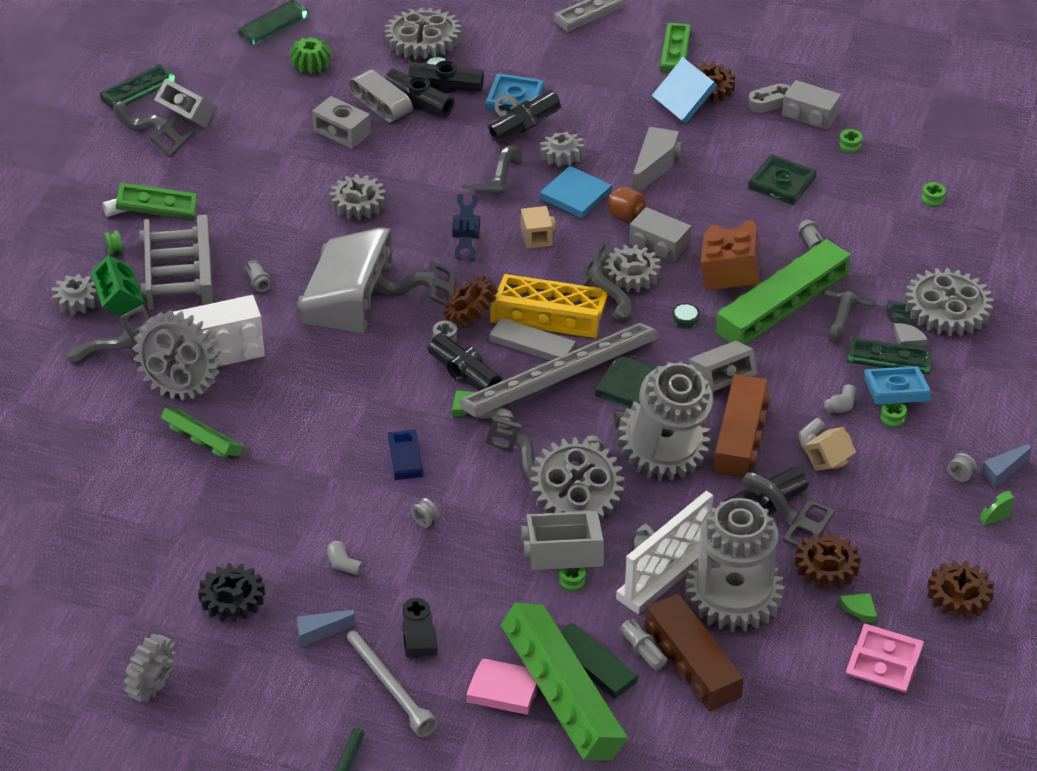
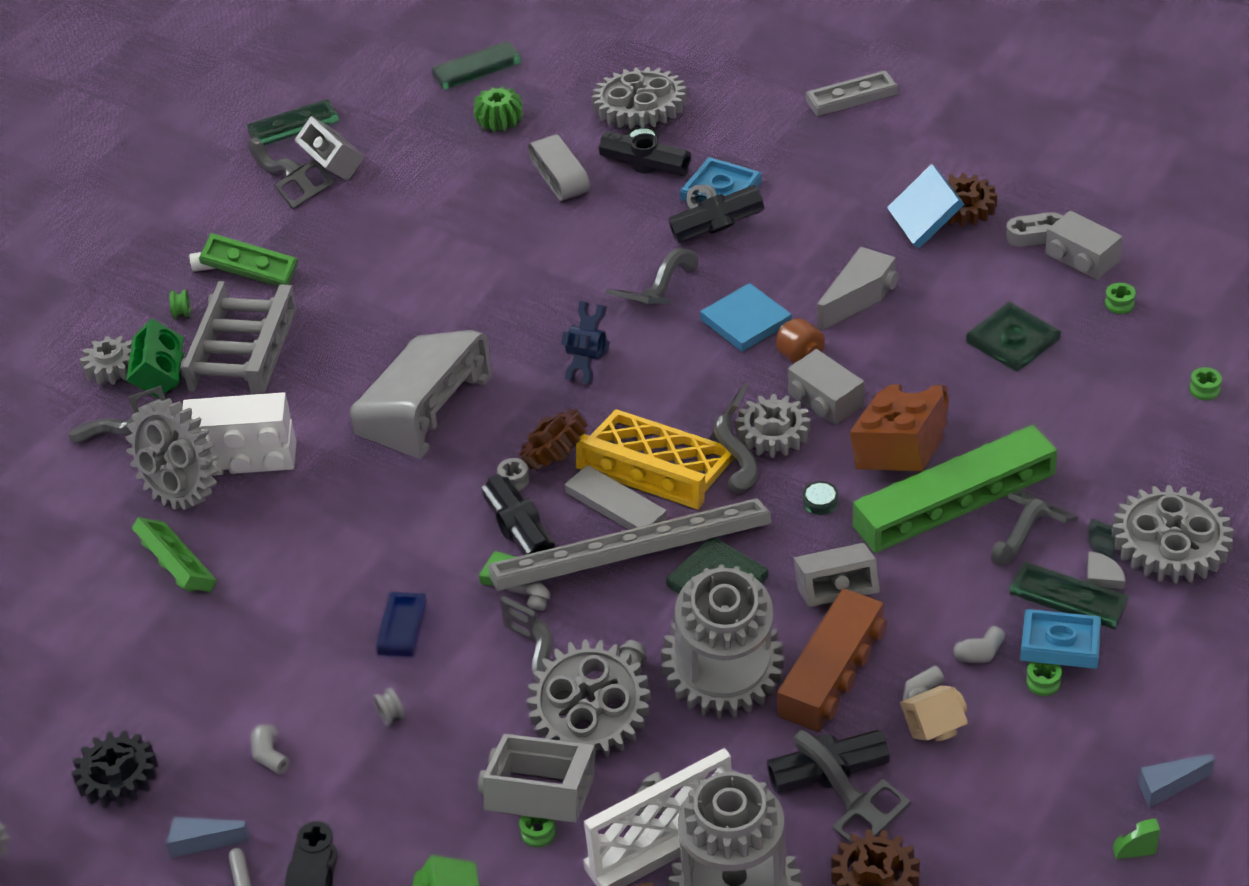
camera: 20 degrees right, 0 degrees up
(259, 279) = (324, 373): light grey pin -> none
(341, 122) = (499, 193): light grey brick -> none
(357, 196) = (479, 287): light grey gear -> none
(421, 93) = (605, 169): black piece -> none
(427, 279) = (516, 402): dark grey piece -> none
(537, 227) = (677, 355): tan brick -> none
(562, 149) = (747, 260): light grey gear -> none
(675, 45) = (942, 147): bright green tile -> none
(809, 231) = (1020, 410): light grey pin -> none
(955, 467) = (1109, 770): light grey bush -> none

